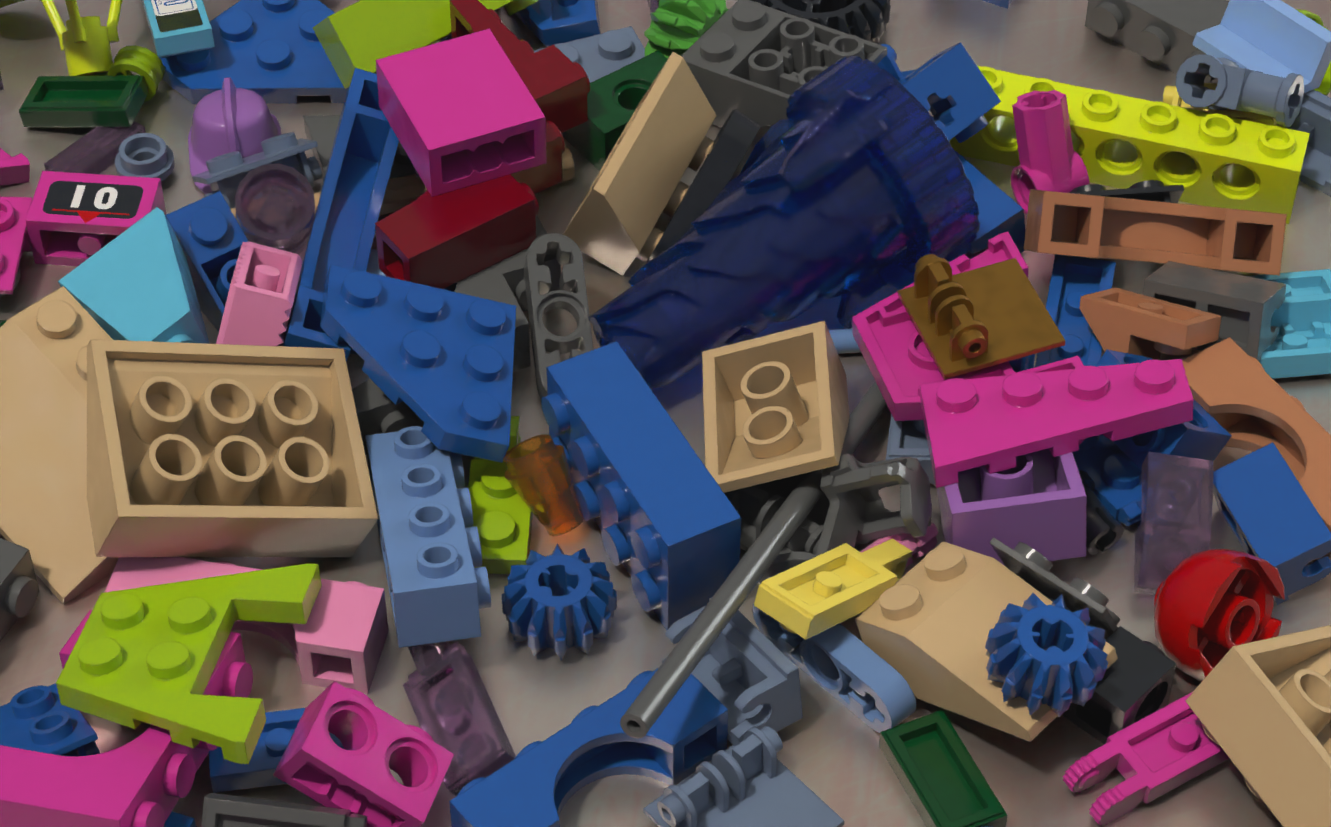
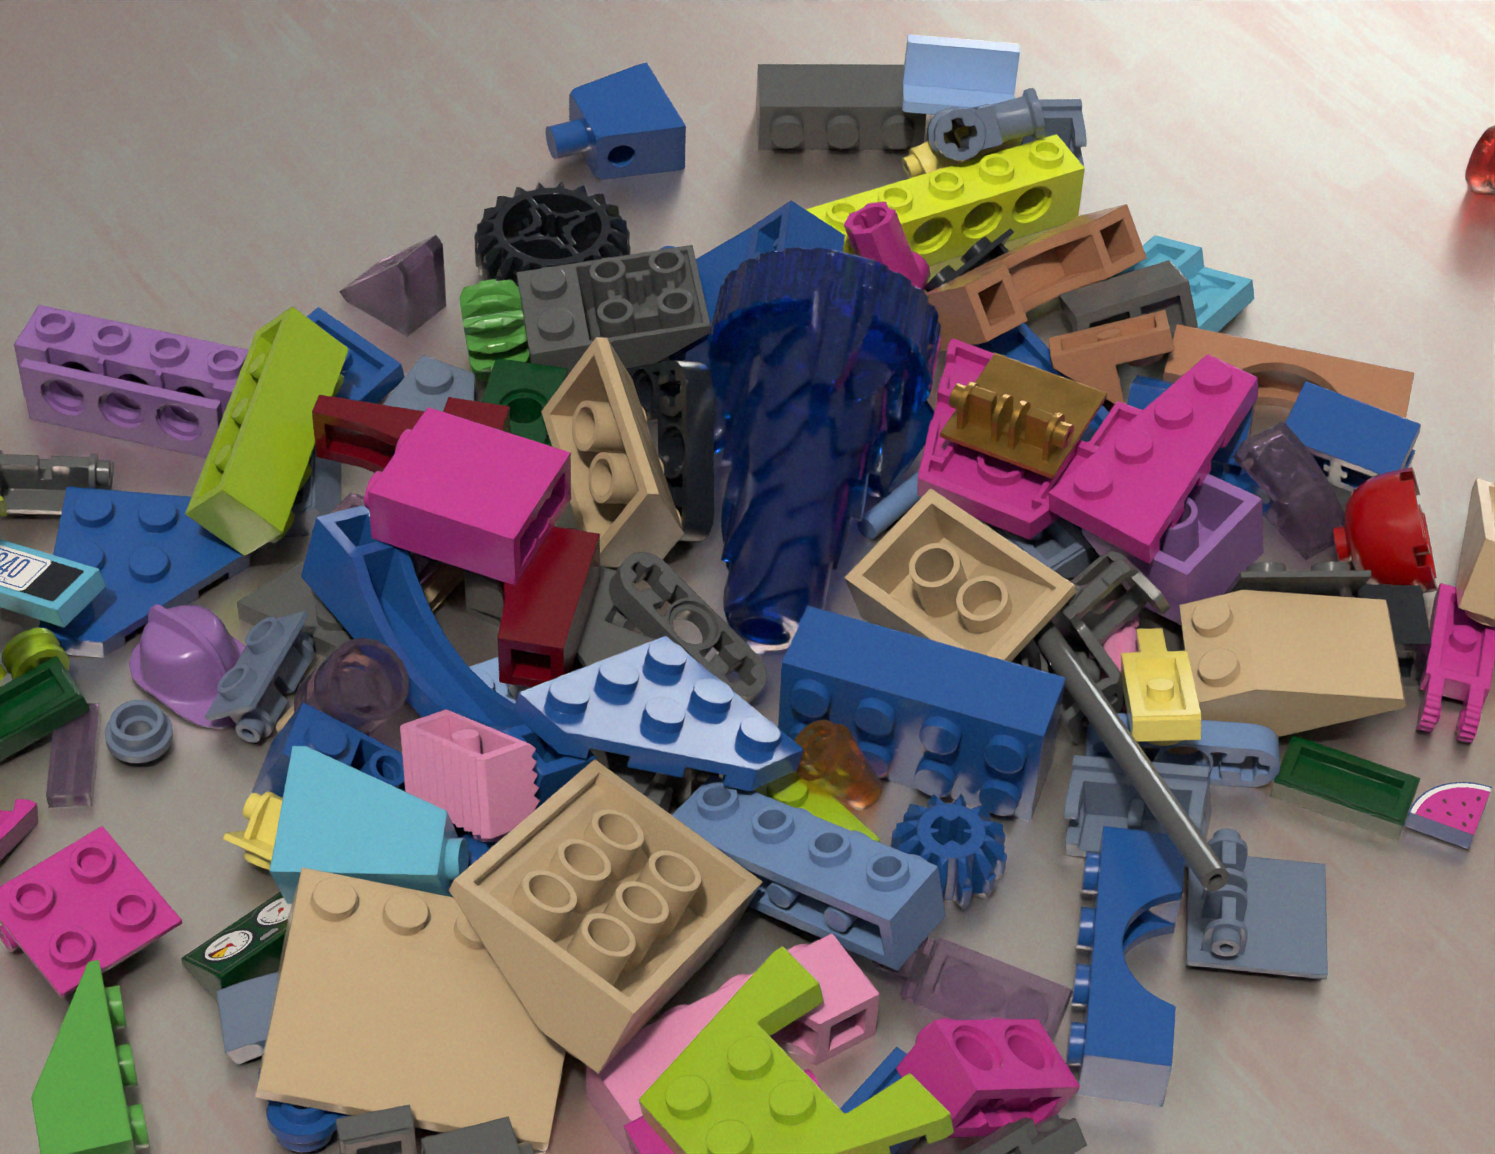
camera: 45 degrees left, 0 degrees up
(84, 212) = (174, 806): dark pink brick -> none
(1046, 654) = (1375, 631): blue gear -> none

